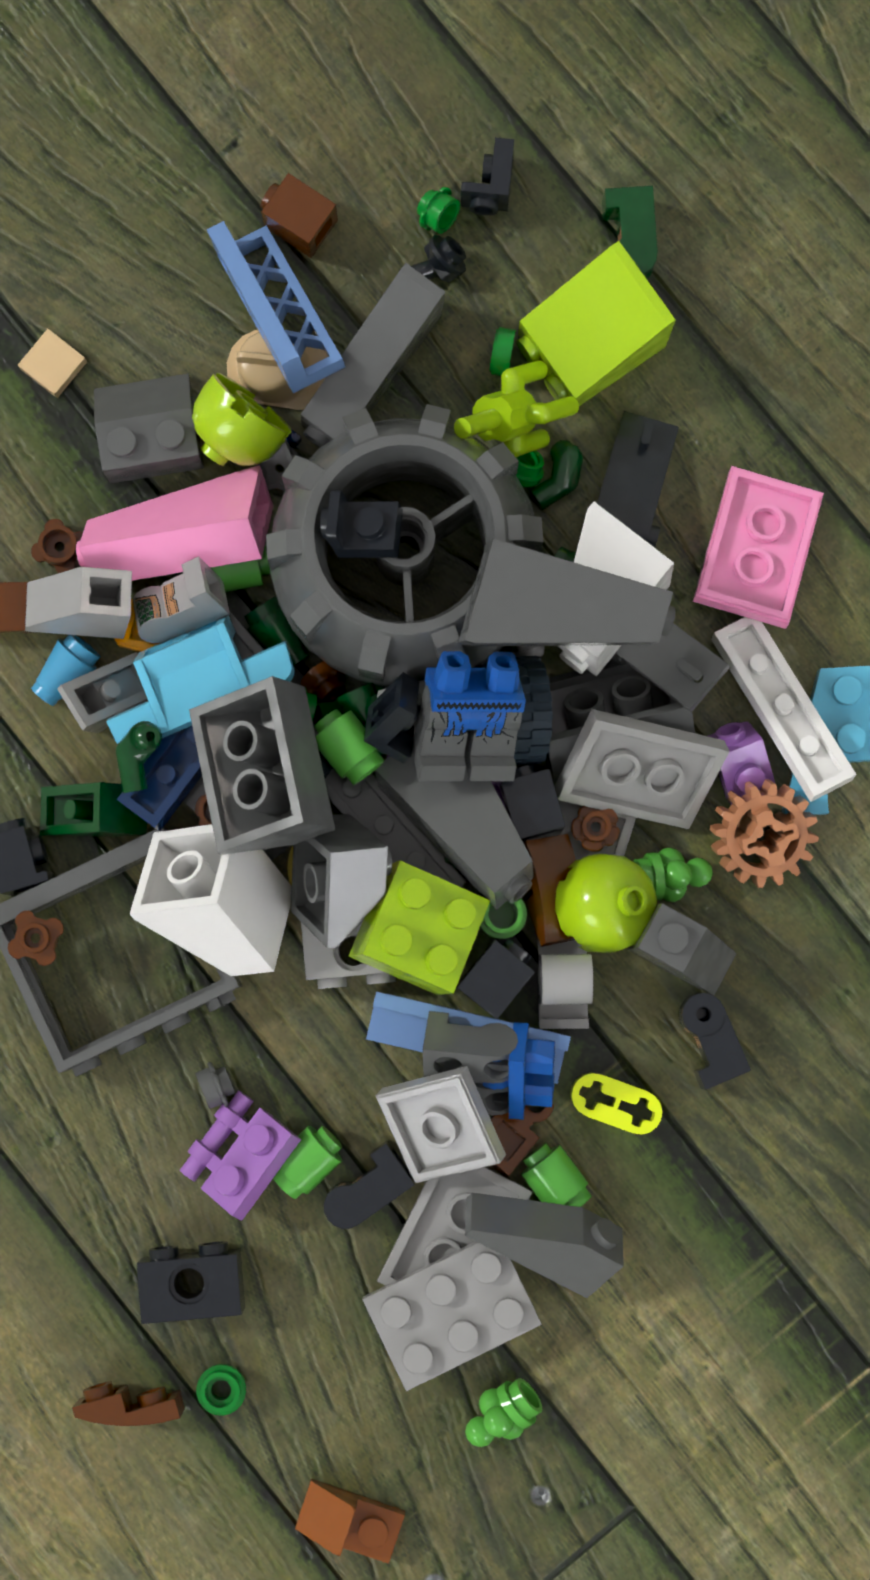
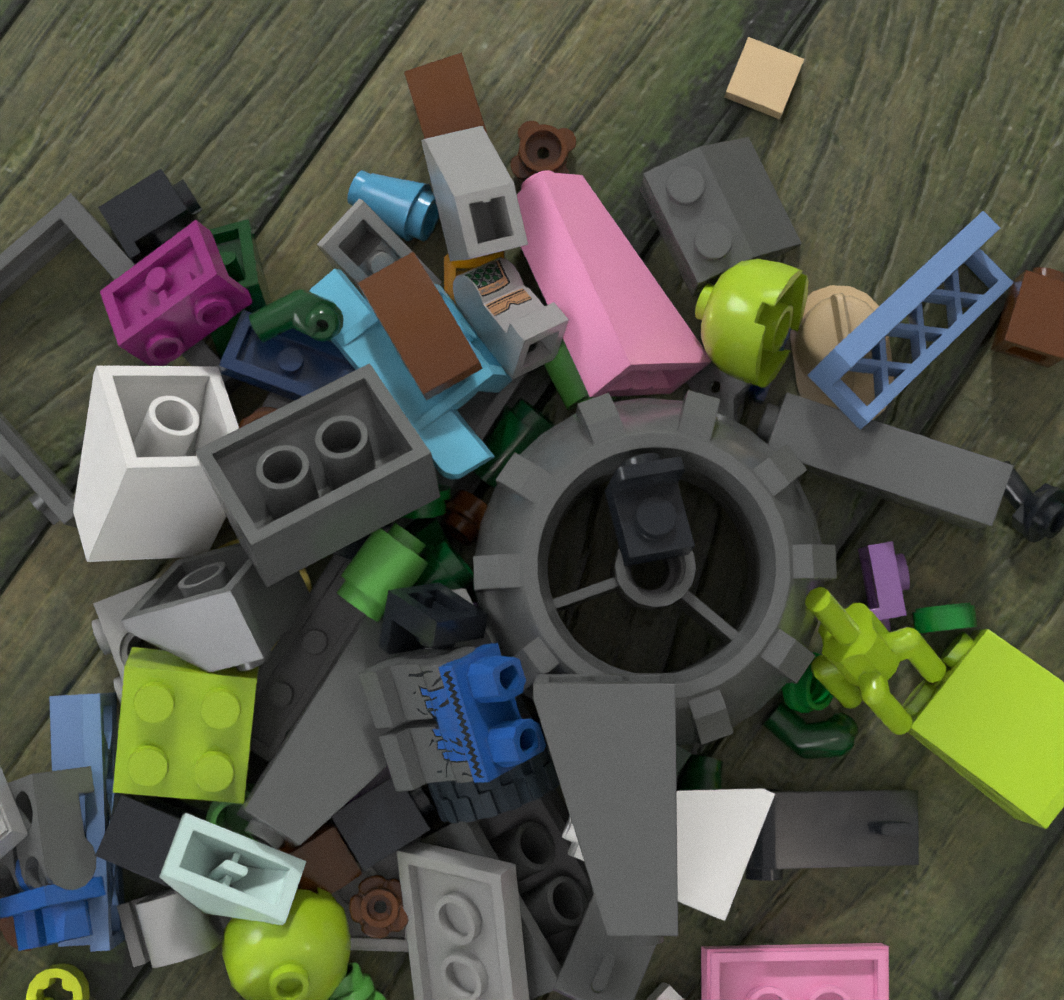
camera: 80 degrees right, 0 degrees up
(49, 934) = (65, 277): reddish brown plate -> none
(91, 849) = (173, 297): none -> magenta bracket
(171, 664) = (420, 325): none -> reddish brown slope
(459, 386) = (884, 580): none -> medium lavender bracket
(539, 919) = (231, 873): none -> light aqua slope

